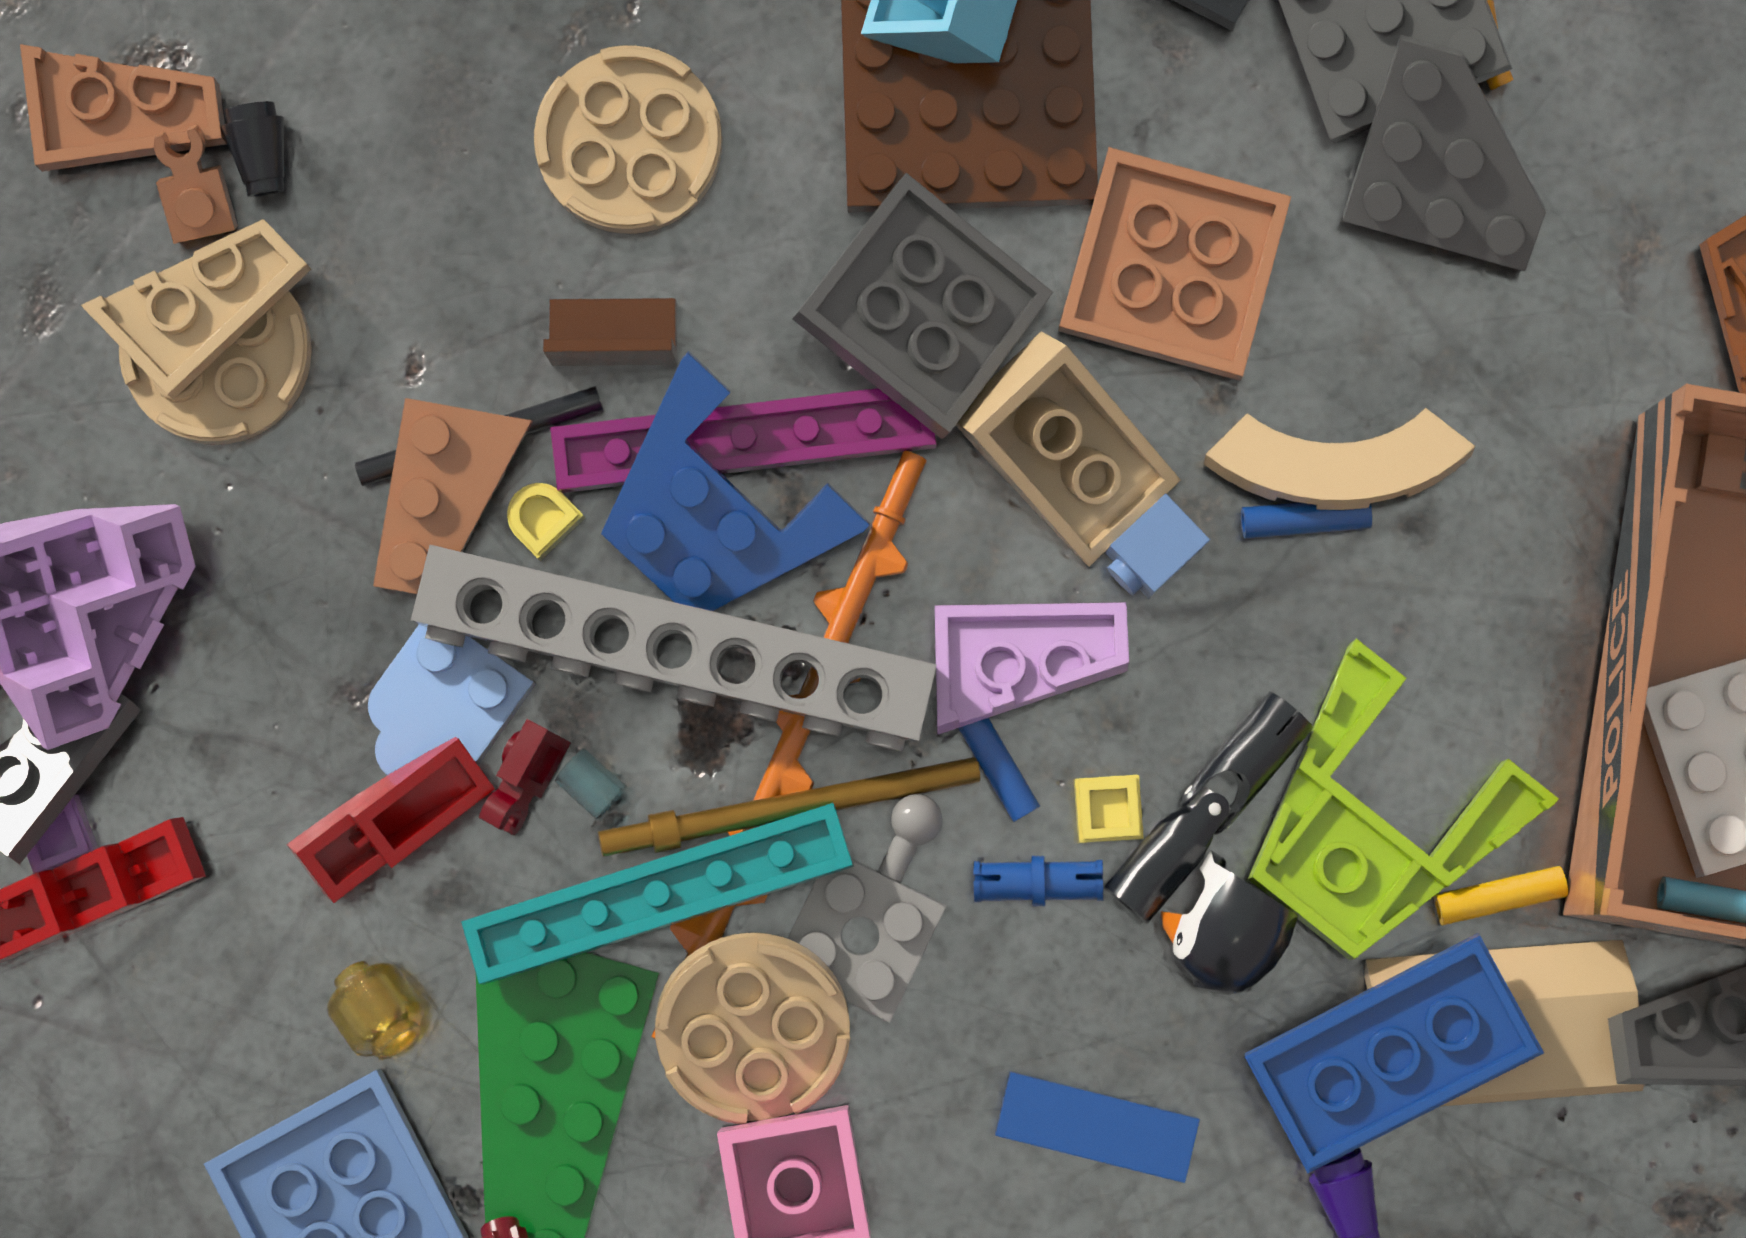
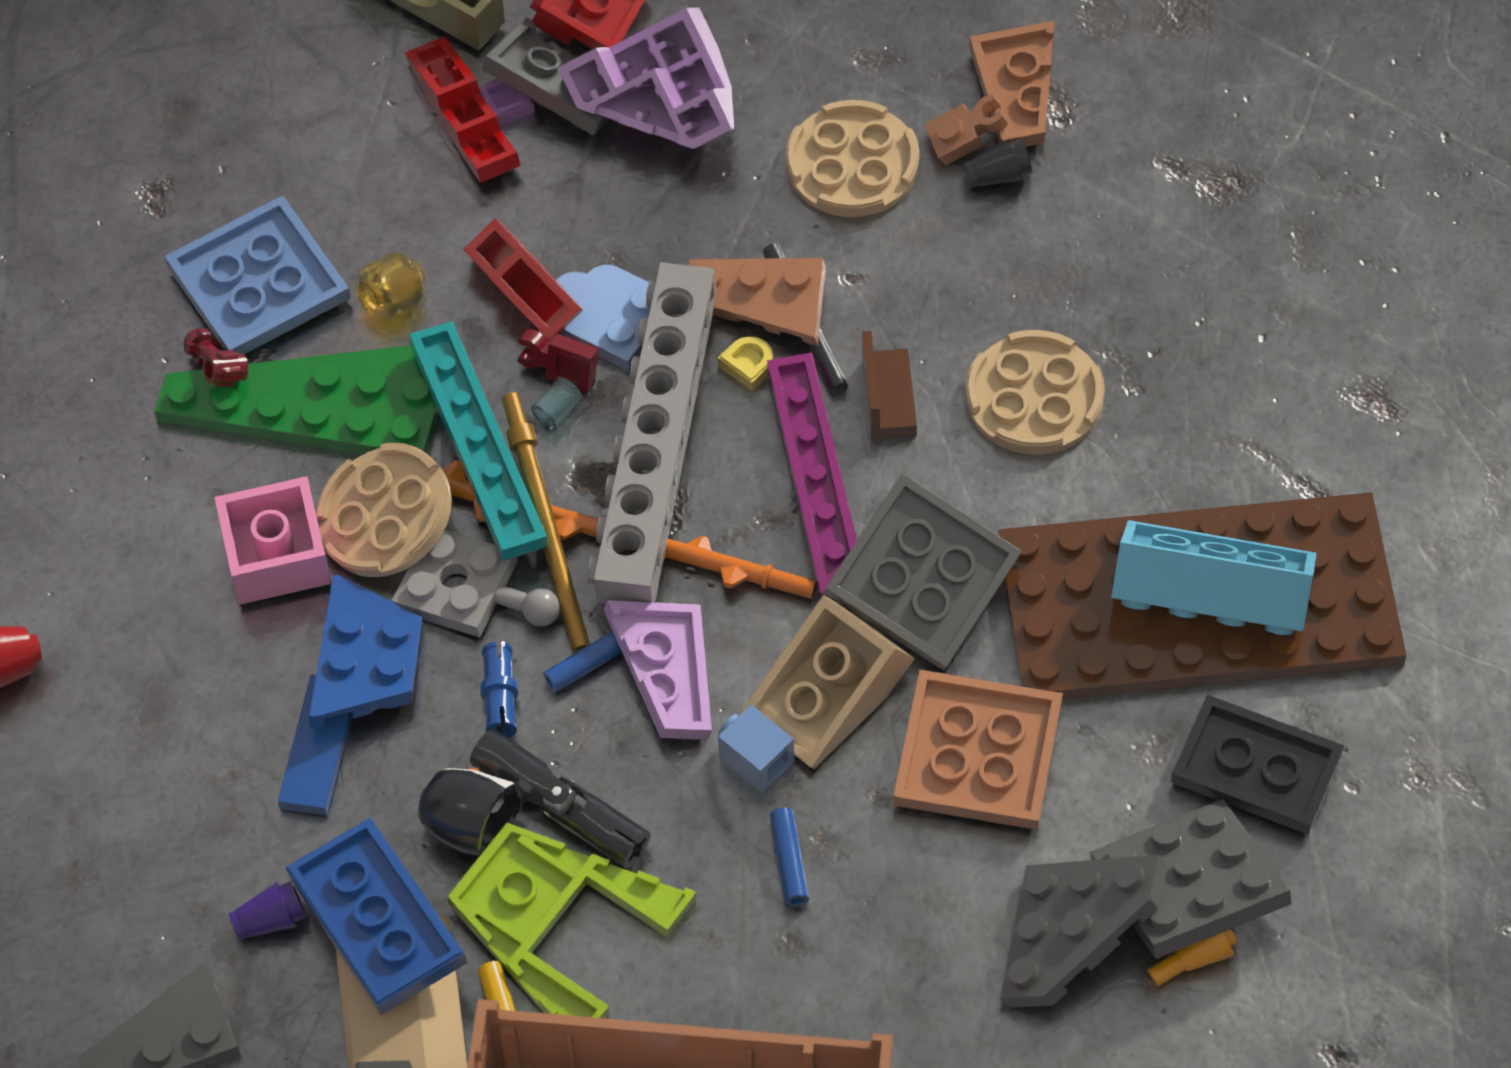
camera: 85 degrees right, 25 degrees down
(198, 308) = (875, 134): tan wing -> none
(694, 526) = (751, 442): blue wing -> none
(973, 1060) = (364, 654): none -> blue wing
(1108, 808) = (556, 737): light yellow tile -> none
(1339, 473) = (824, 875): tan tile -> none

